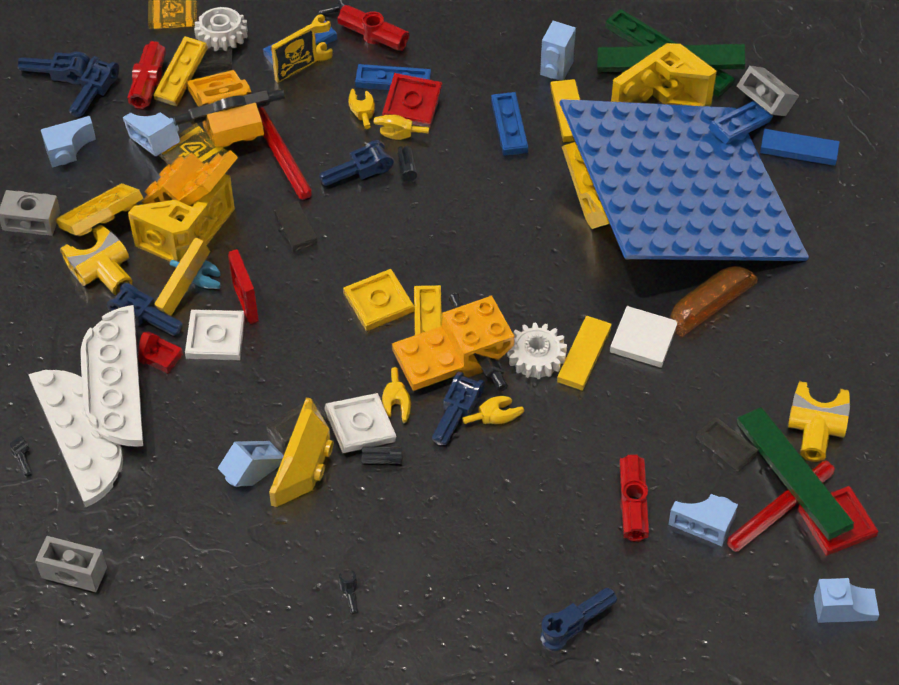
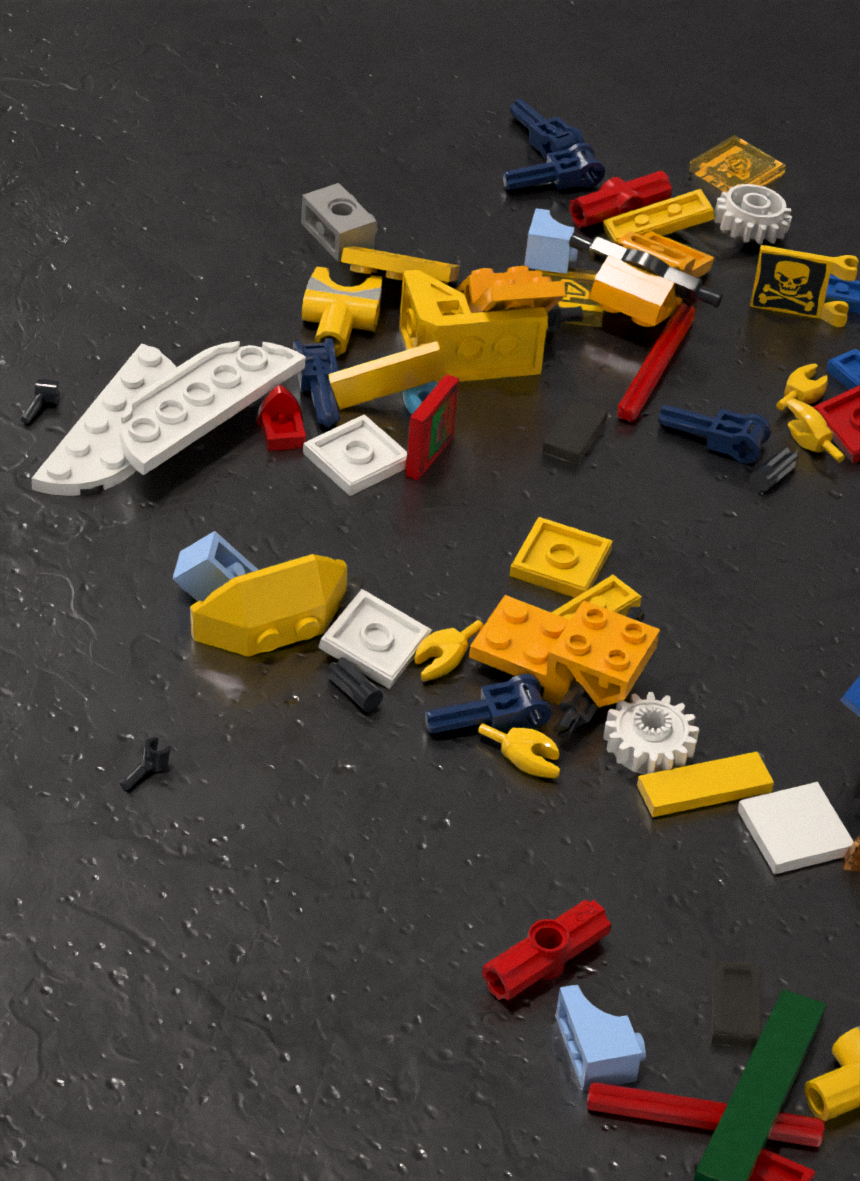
camera: 45 degrees right, 10 degrees down
(66, 140) = (461, 192): light blue arch -> none
(572, 618) = (304, 990): dark blue connector -> none

